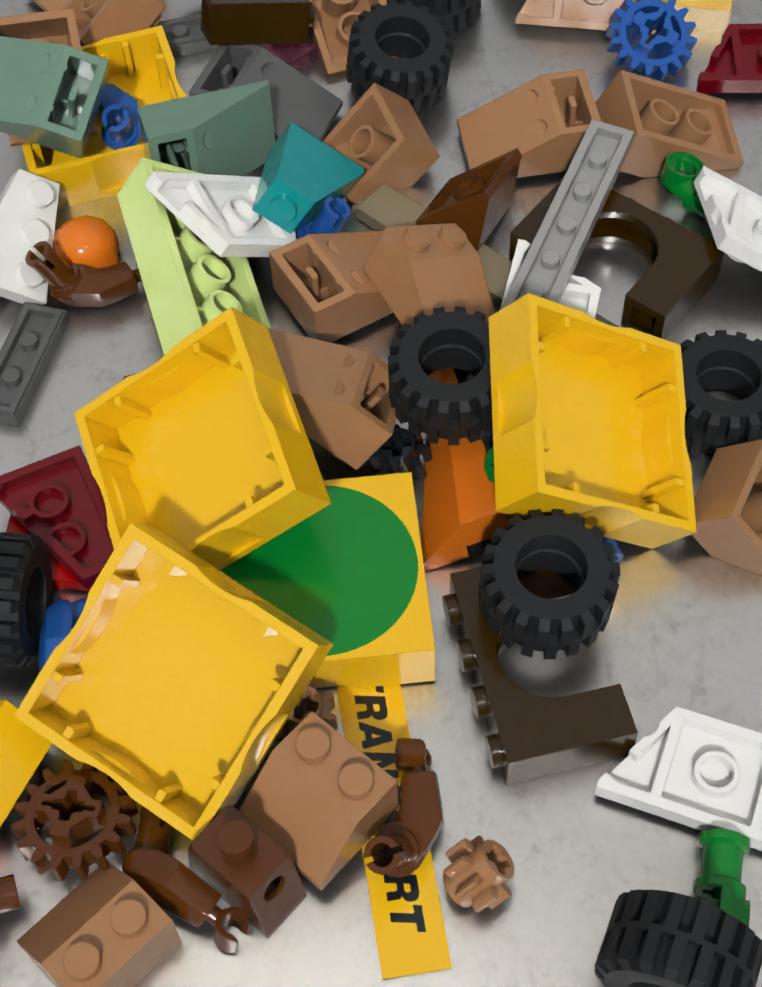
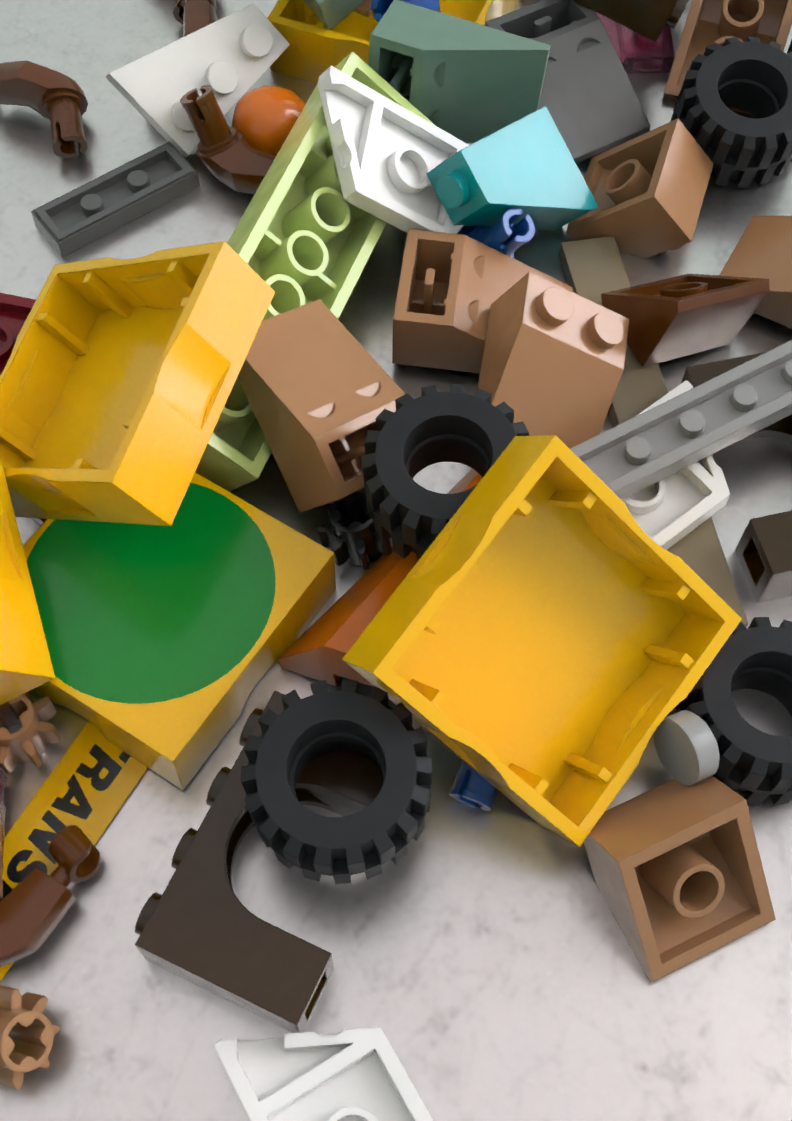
camera: 35 degrees right, 5 degrees up
(707, 438) = (686, 748): none -> light grey tile

